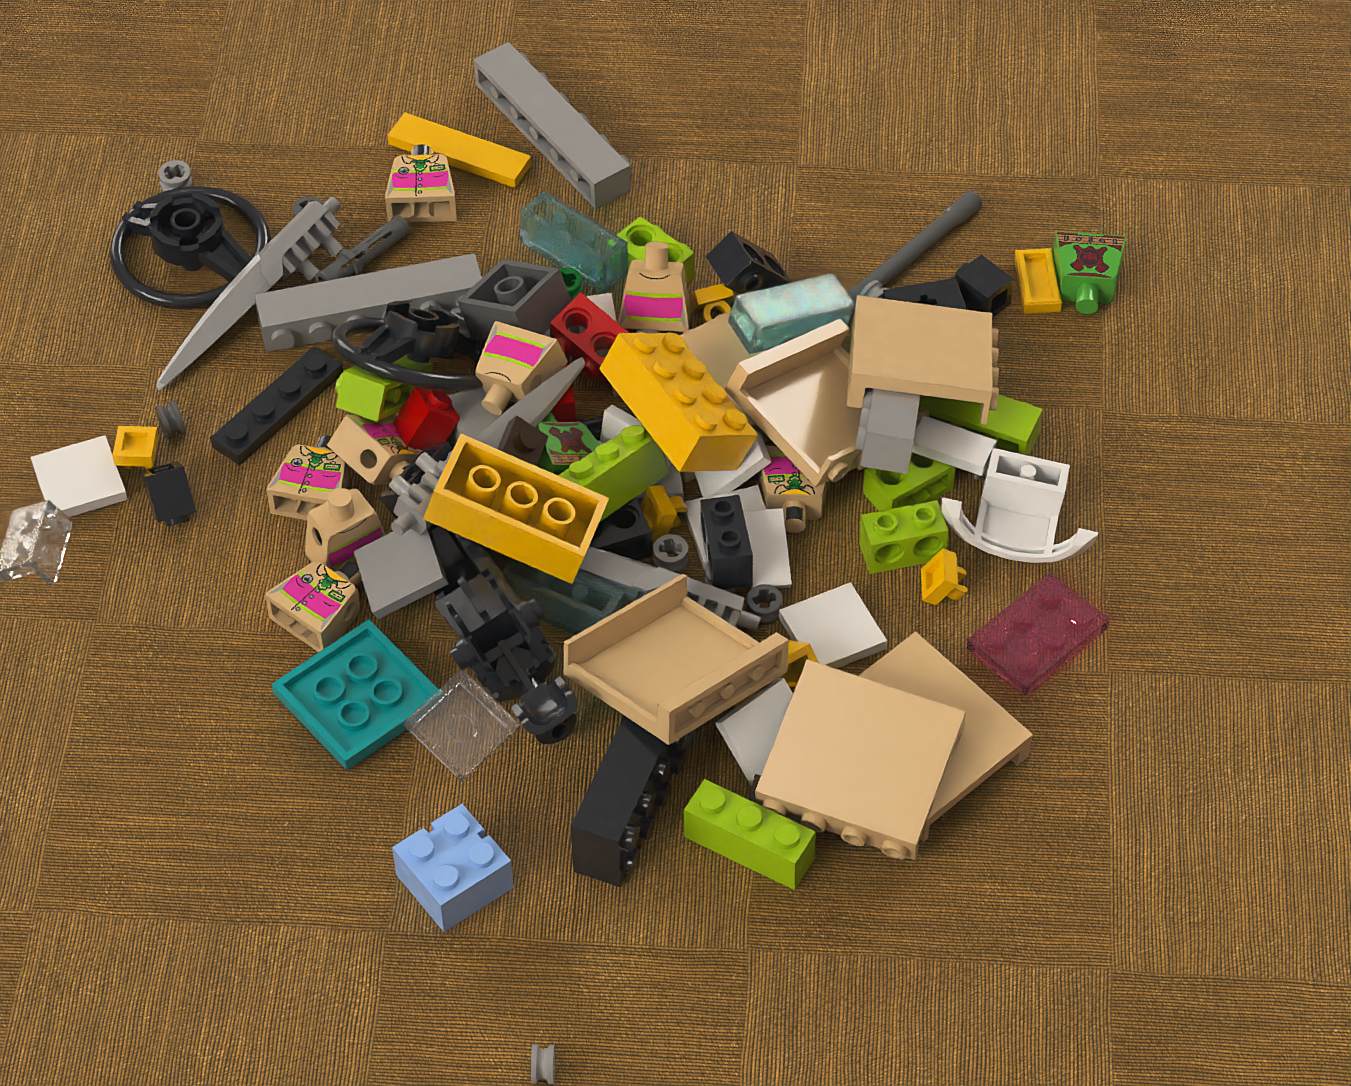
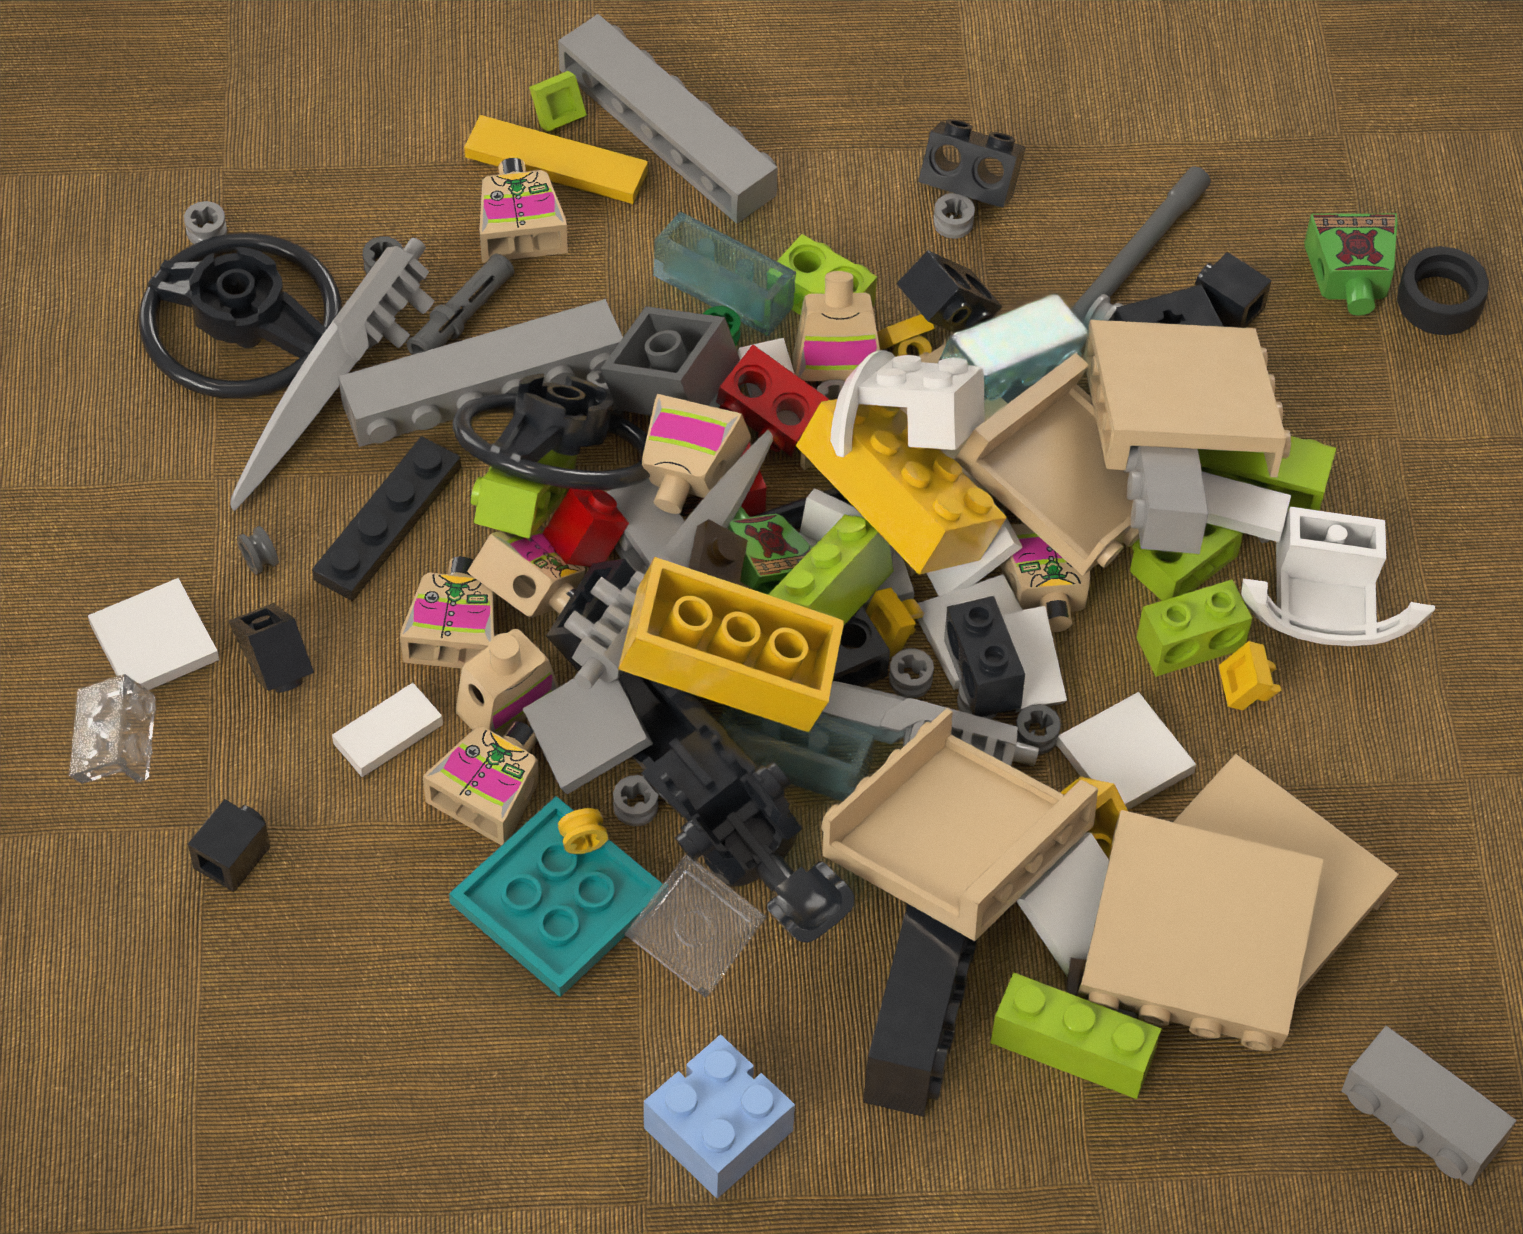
camera: 10 degrees left, 5 degrees up
(108, 633) = (229, 844): none -> black brick
(135, 446) = (221, 591): yellow tile -> none
(248, 561) = (387, 729): none -> white tile
(382, 644) = (582, 831): none -> yellow bush
(435, 640) = (642, 812): none -> light grey bush
(467, 105) = (557, 101): none -> lime tile
(711, 340) = (940, 399): none -> white piece
(769, 223) = (953, 227): none -> light grey bush
(786, 183) = (971, 176): none -> black brick
(1027, 914) = (1427, 1106): none -> light grey brick
(1037, 281) = (1293, 276): yellow tile -> none
(1037, 634) = (1373, 737): clear pink plate -> none
(1163, 279) = (1449, 264): none -> black tyre

